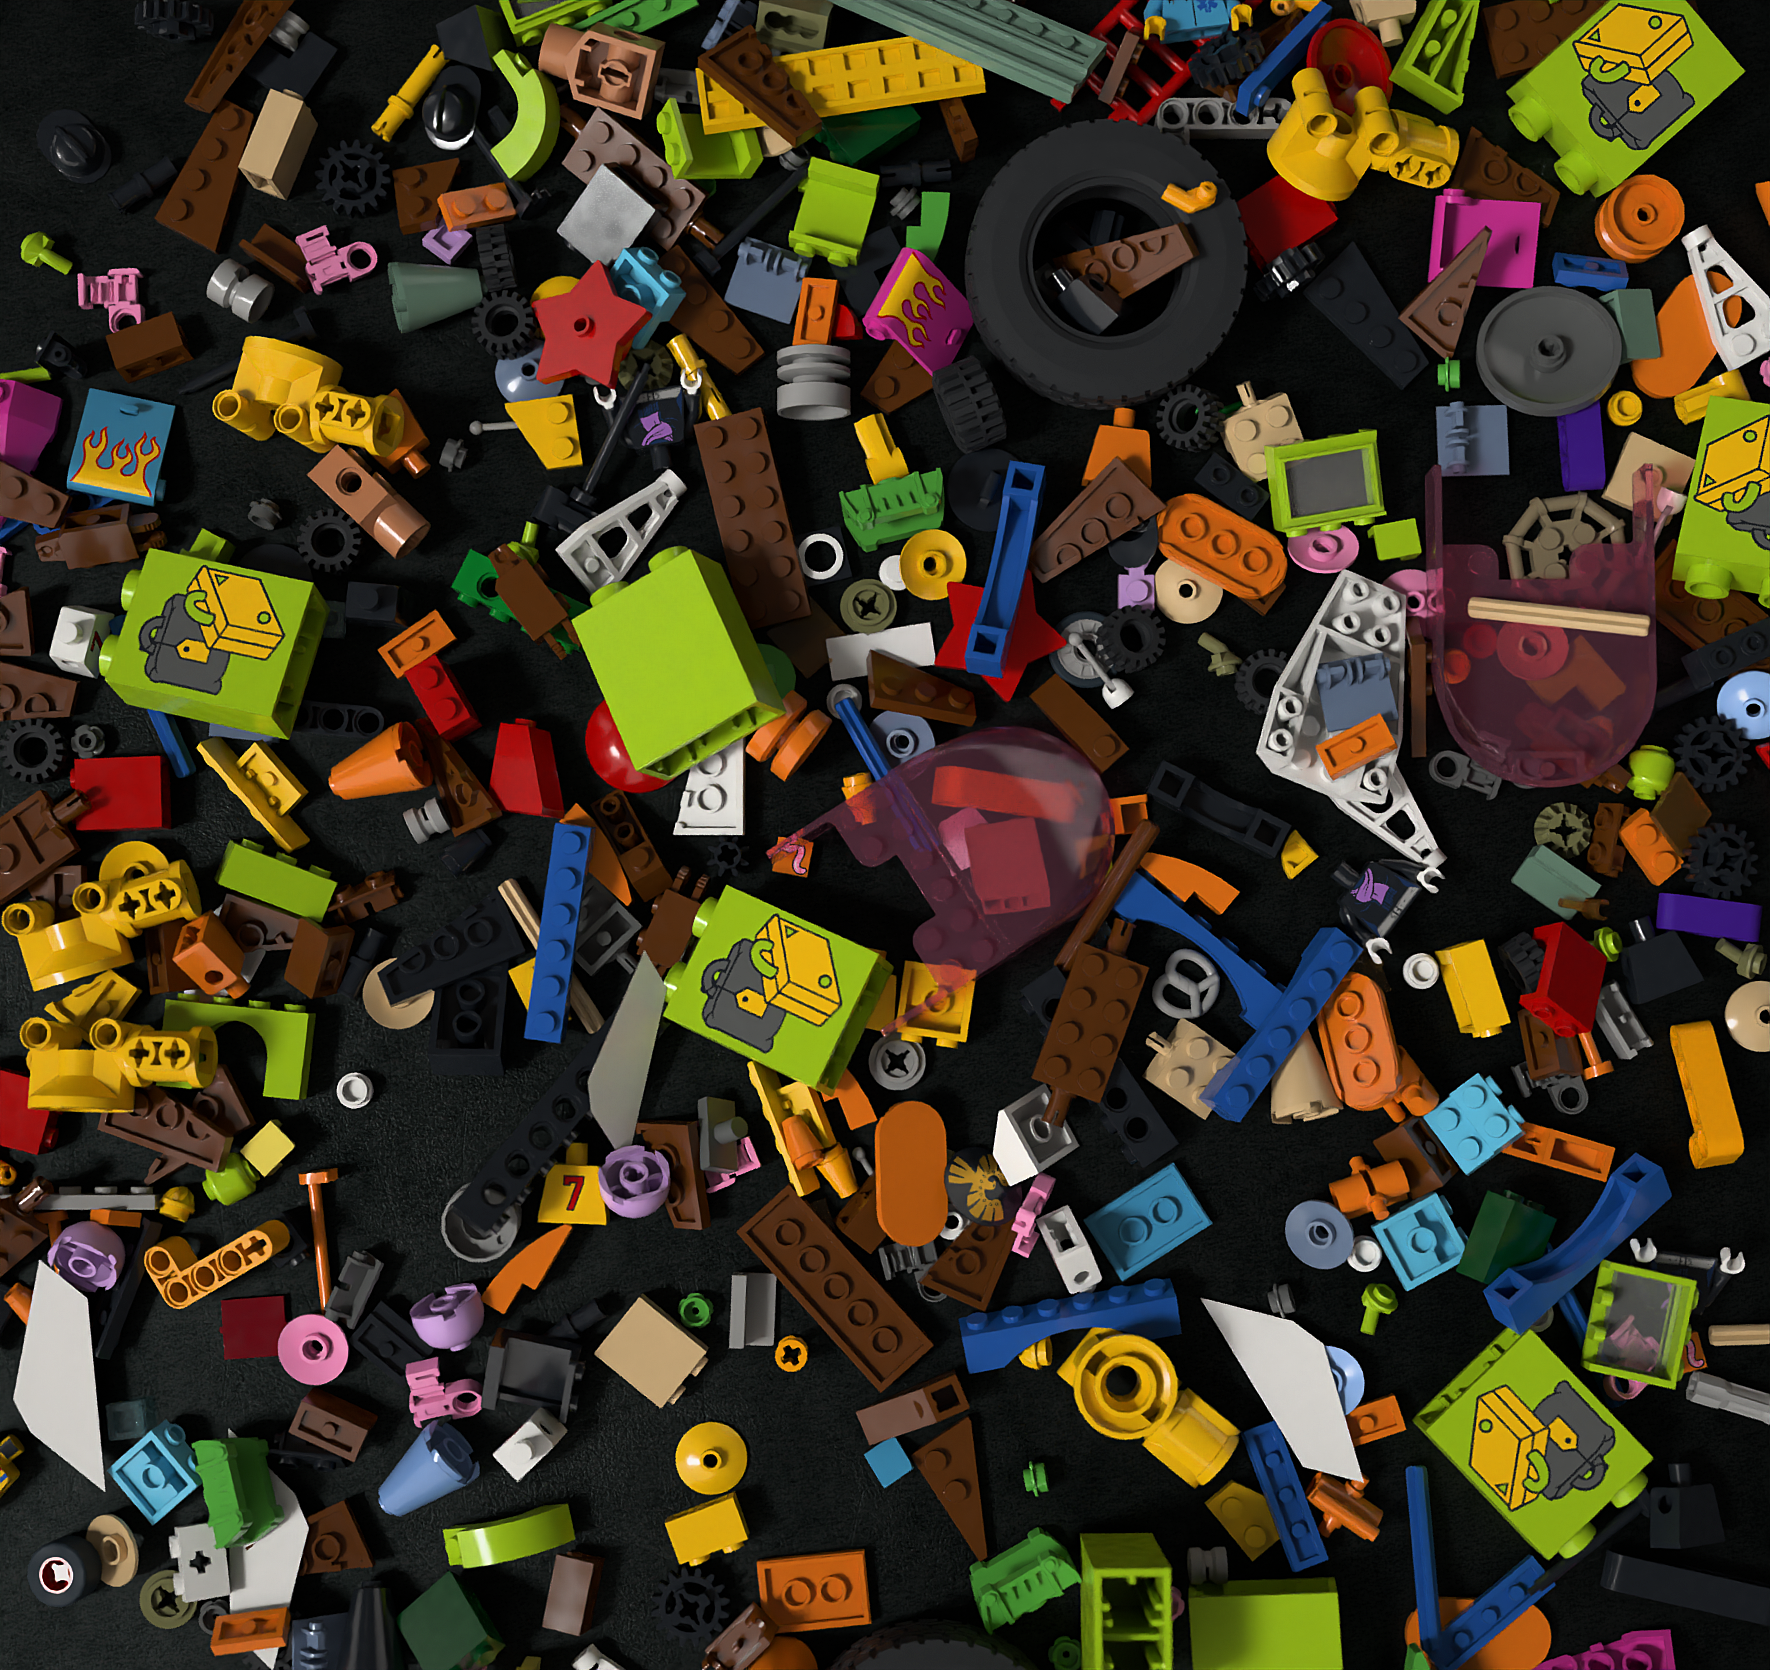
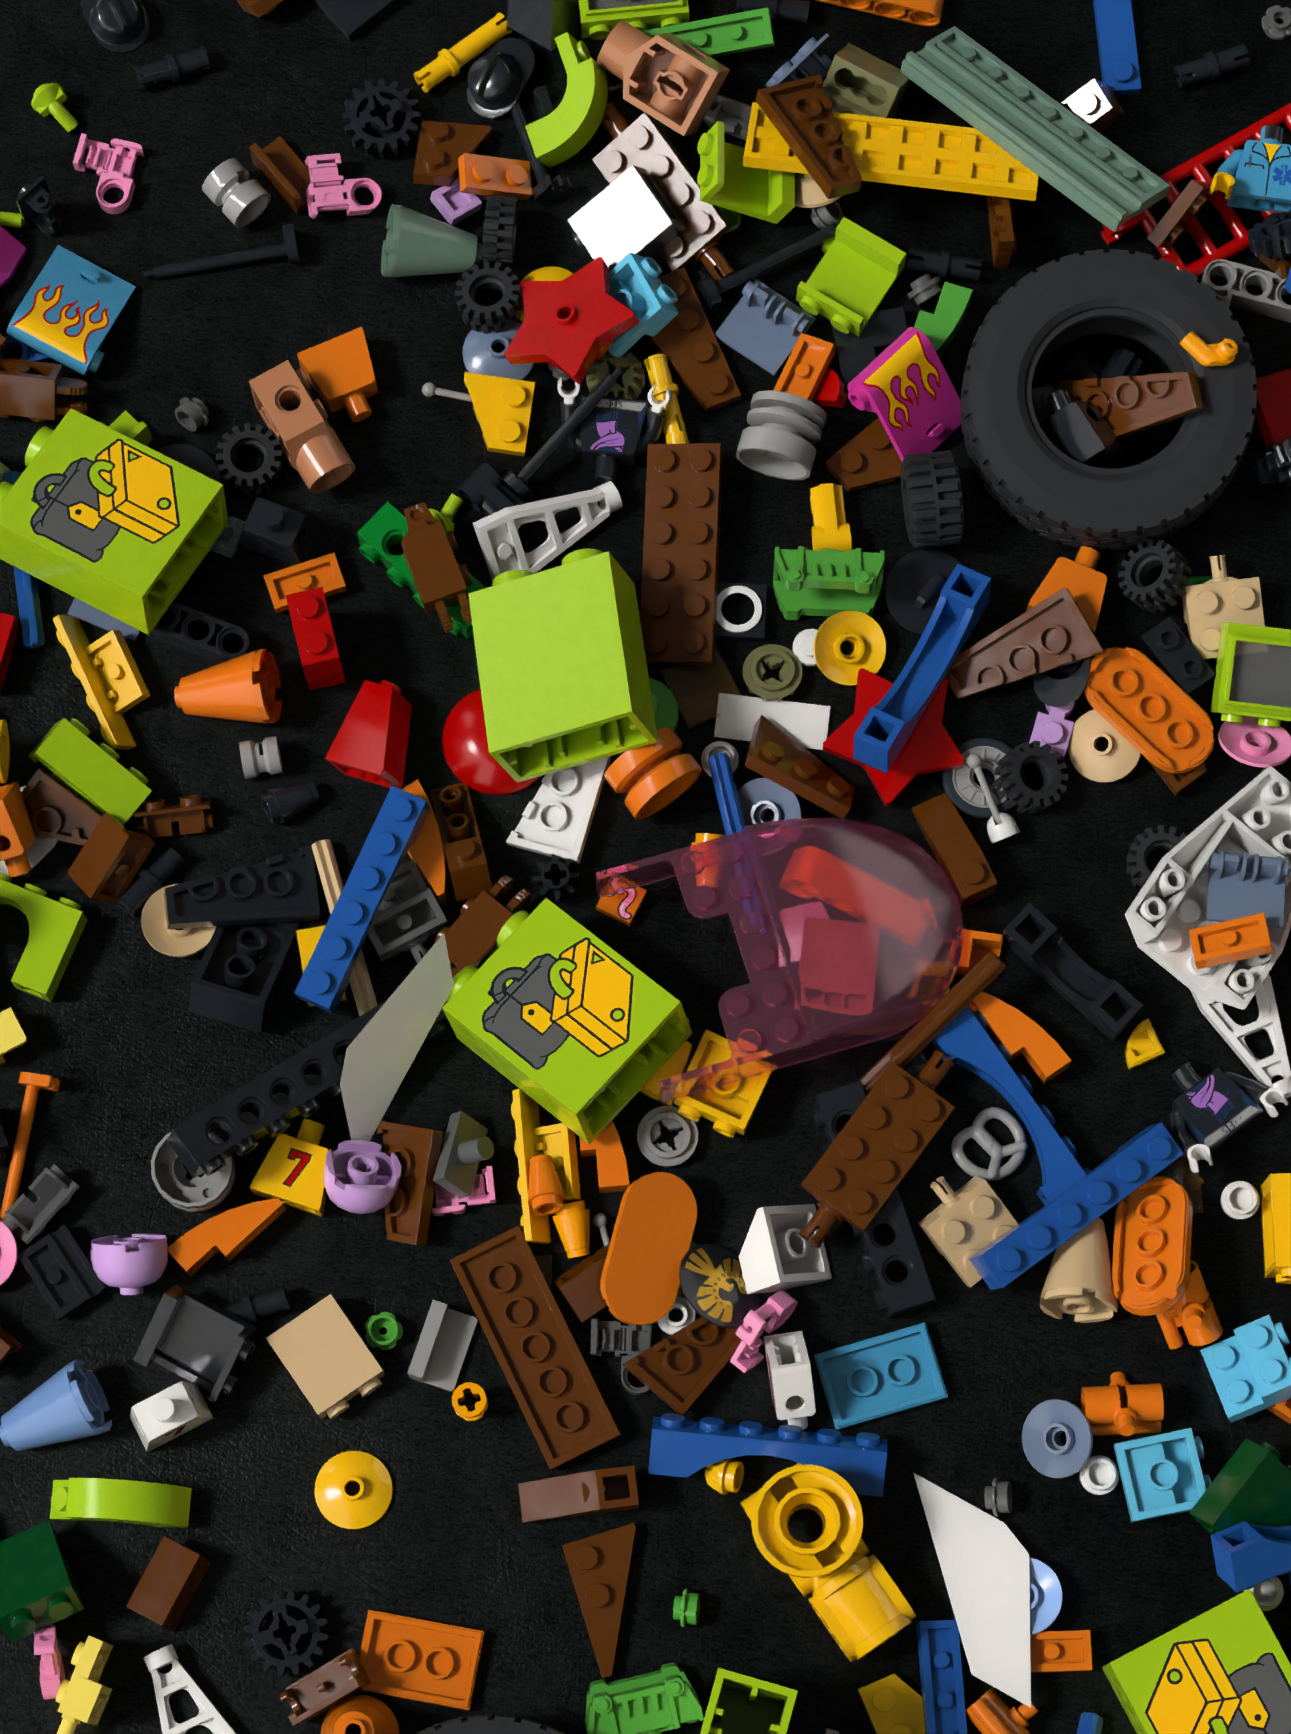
camera: 20 degrees right, 10 degrees down
(149, 347) = (128, 223): reddish brown hinge -> none
(205, 187) = (230, 88): reddish brown wing -> none
(278, 143) = (318, 63): tan brick -> none
(306, 401) = (269, 311): yellow piece -> none
(355, 1090) = (103, 1006): white plate -> none
(432, 1399) = (86, 1339): bright pink piece -> none
(453, 454) = (398, 408): dark grey plate -> none
(461, 793) = (304, 739): reddish brown wing -> none
(707, 1529) = (328, 1558): yellow brick -> none
(867, 135) = (906, 212): dark green brick -> none
(889, 1461) = (538, 1545): dark azure slope -> none
(1222, 661) = (1120, 827): olive plate -> none
(1377, 1299) = (1101, 1527): lime plate -> none
(1419, 1153) = (1185, 1387): reddish brown panel -> none

